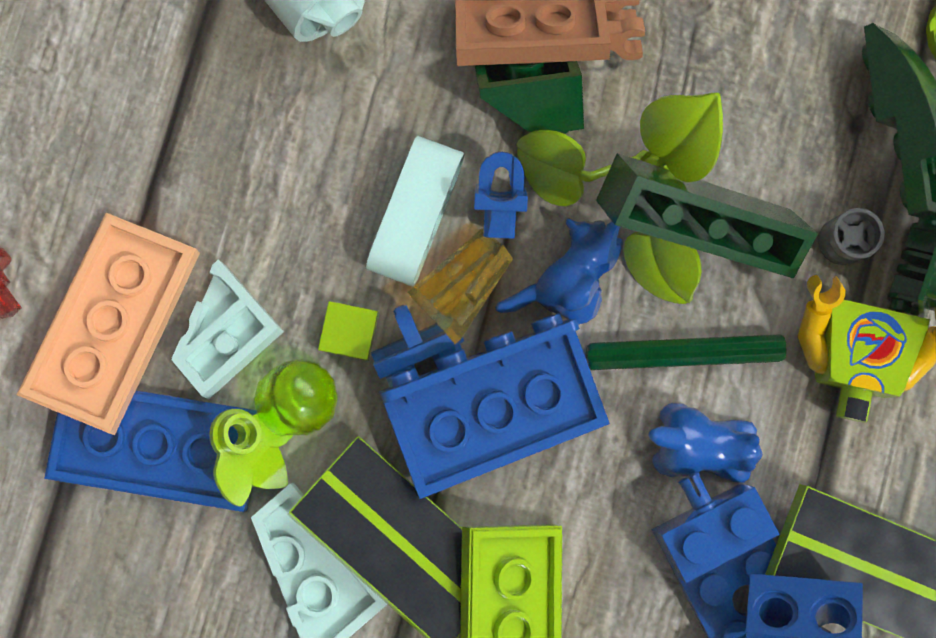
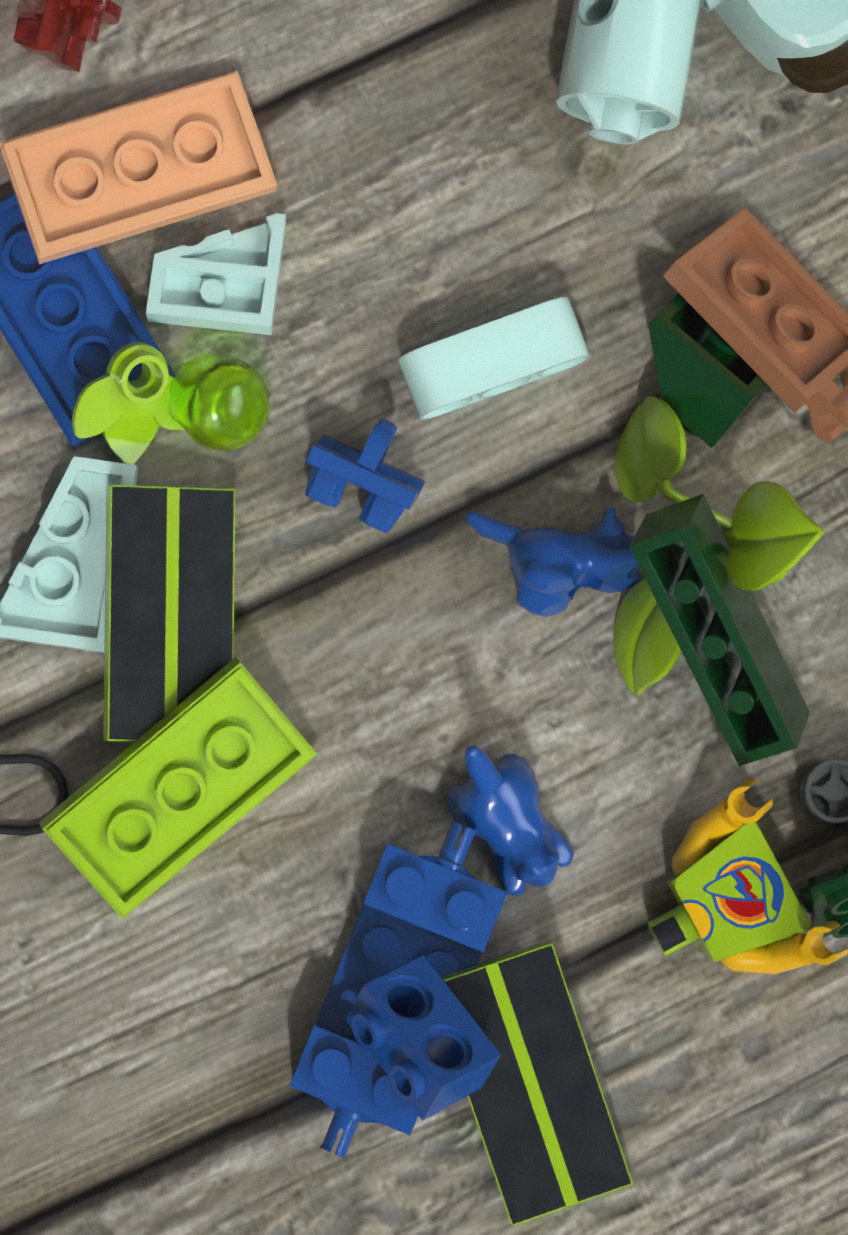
camera: 45 degrees right, 0 degrees up
(348, 331) = (325, 395): lime tile -> none
(461, 284) = (462, 461): clear yellow wing -> none
(493, 405) = (374, 589): blue bracket -> none
(500, 206) = (564, 429): blue hips -> none
(686, 352) = (584, 731): dark green axle -> none

